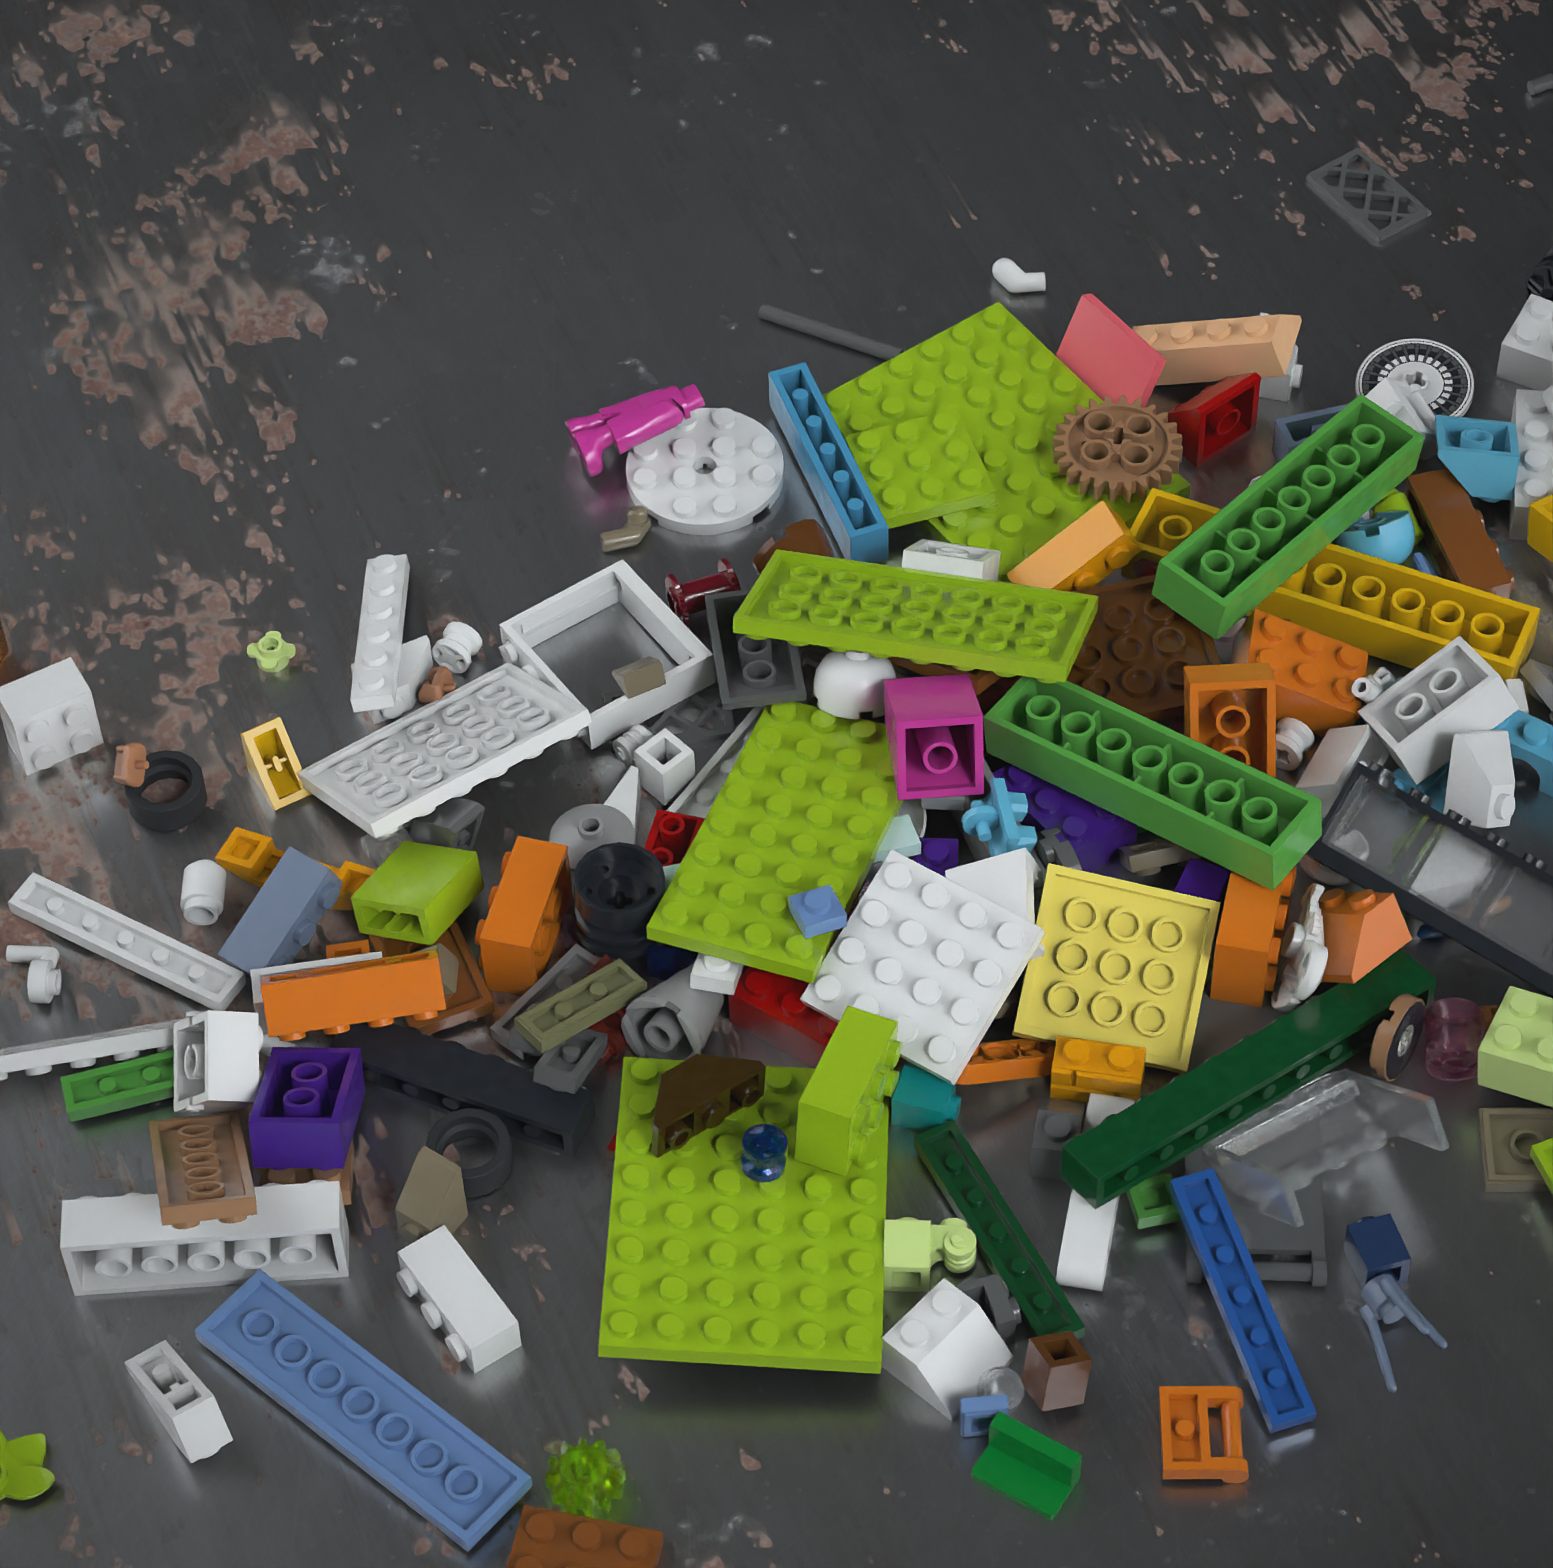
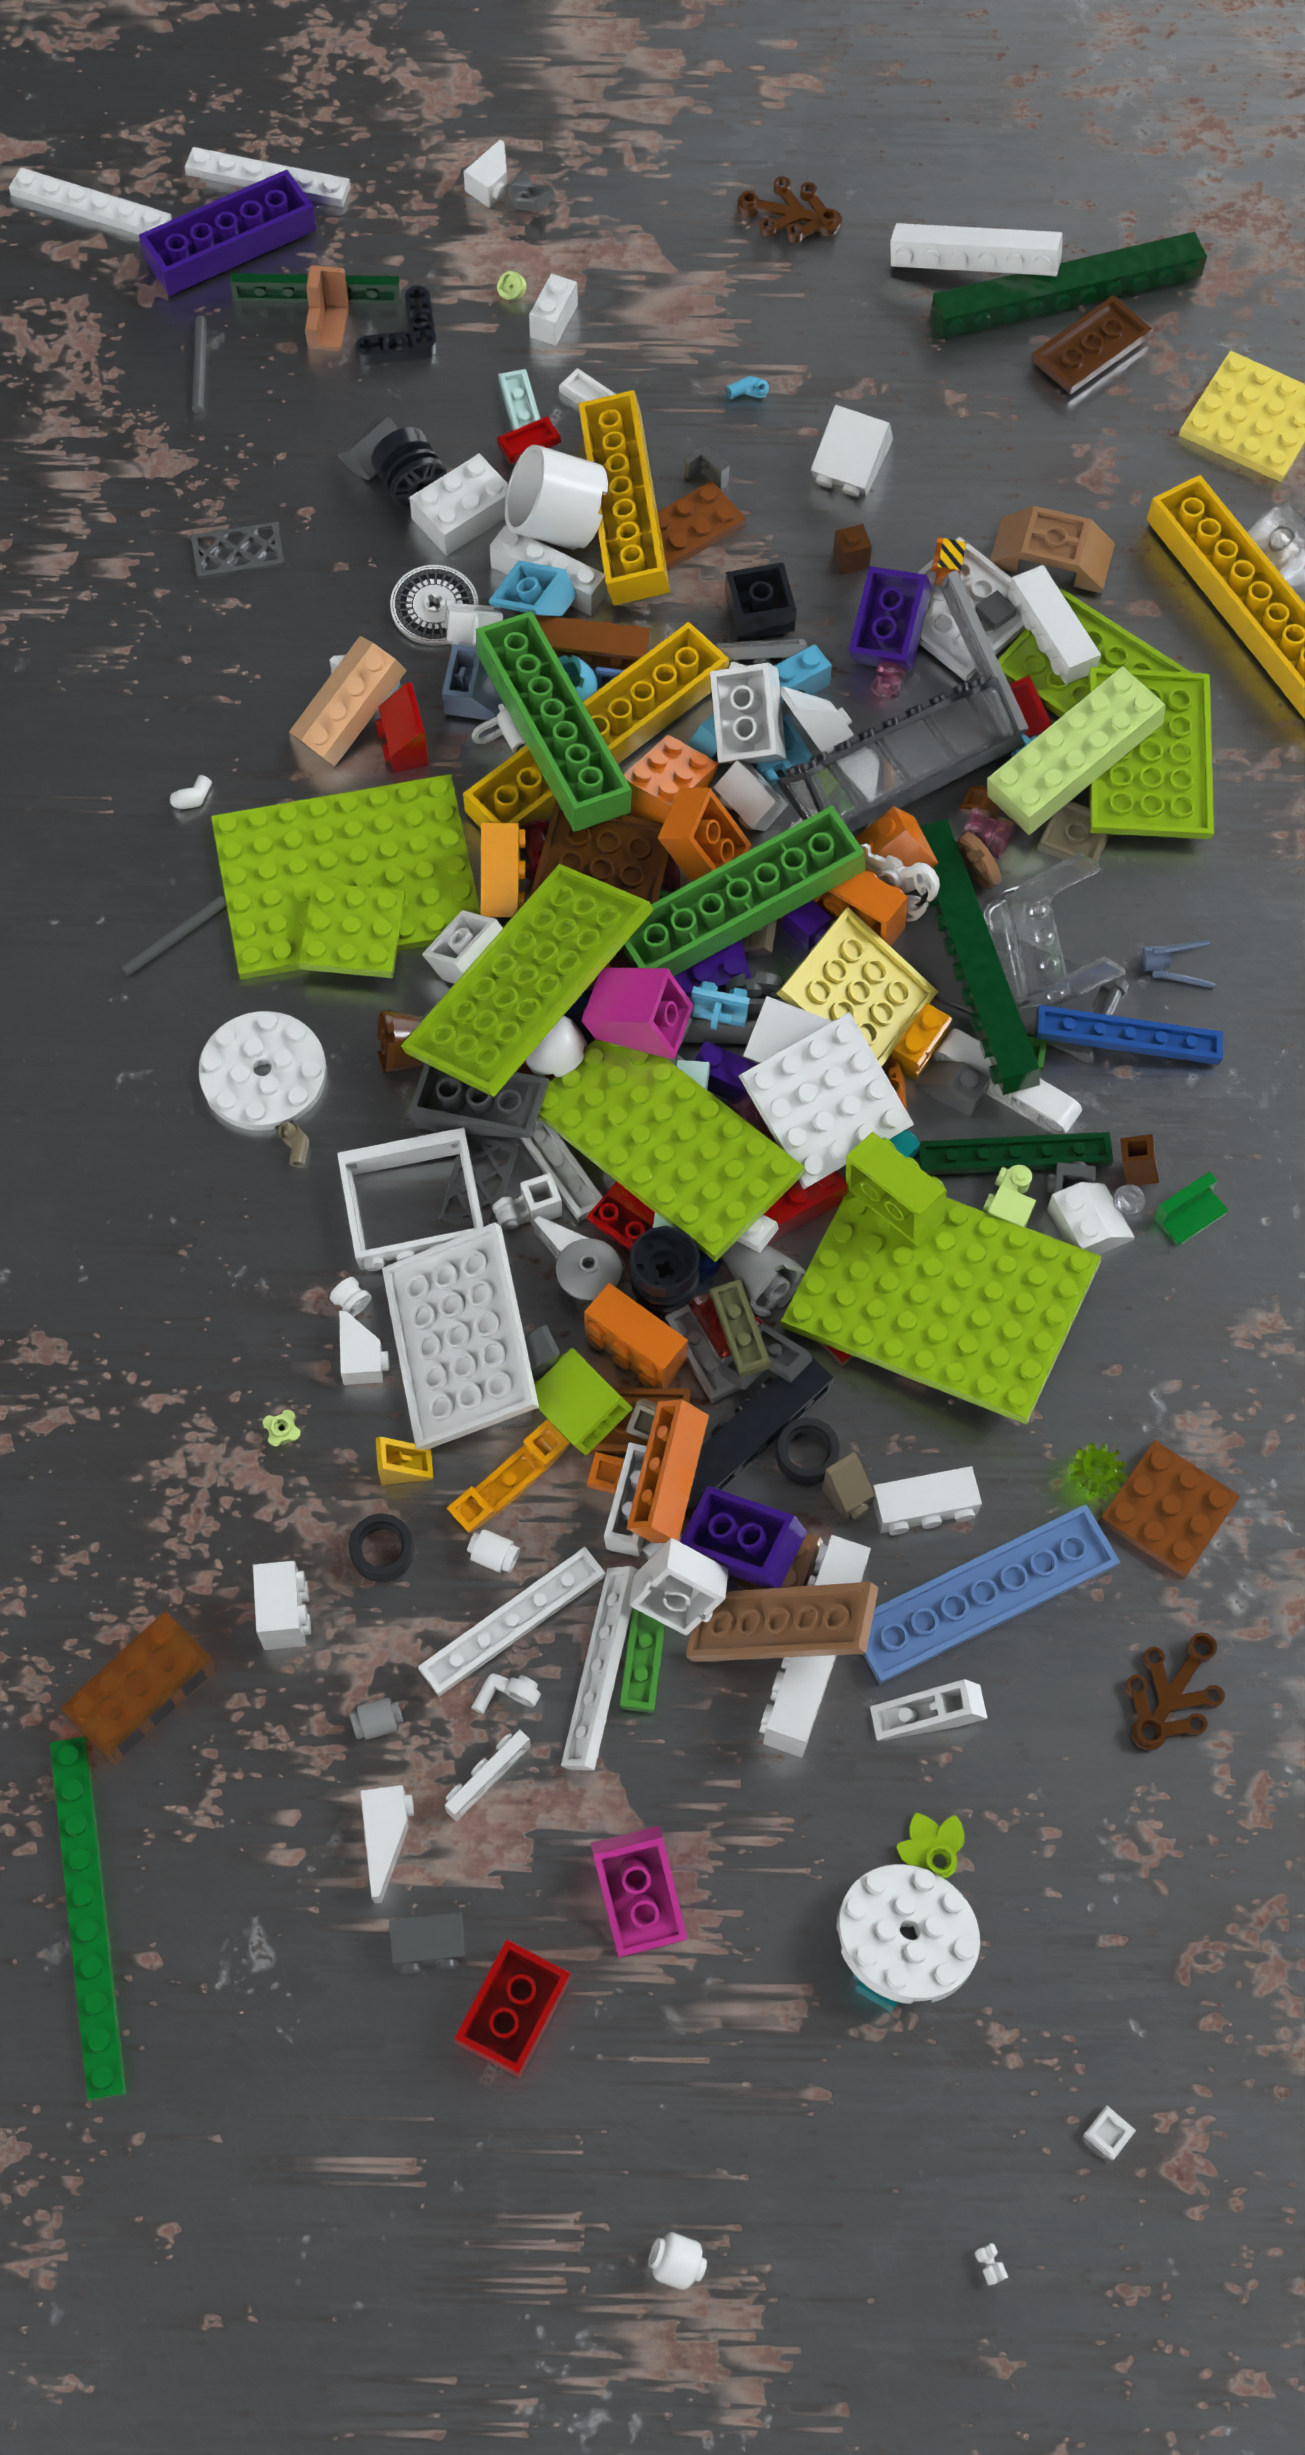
camera: 70 degrees left, 15 degrees up
(130, 764) = (362, 1561): nougat piece -> none
(282, 914) = (558, 1502): sand blue brick -> none
(380, 633) = (321, 1341): white plate -> none
(438, 684) = (379, 1326): nougat piece -> none
(630, 423) = (204, 1099): dark pink piece -> none
(640, 676) = (462, 1181): dark tan slope -> none
(690, 596) = (390, 1101): dark red hose -> none
(701, 1096) = (855, 1284): dark brown slope -> none
(756, 1143) = (915, 1252): wheel -> none
(817, 911) = (760, 1142): medium blue plate -> none
(828, 464) = (314, 985): dark azure brick -> none
(978, 1413) = (1148, 1217): medium blue tile -> none
(1109, 354) = (320, 767): coral tile -> none
(1117, 448) = (385, 788): medium nougat gear -> none
(1187, 1438) = (1205, 1109): orange plate -> none
(1374, 685) = (700, 744): white arm -> none
(1376, 1249) = (1123, 946): dark blue brick -> none

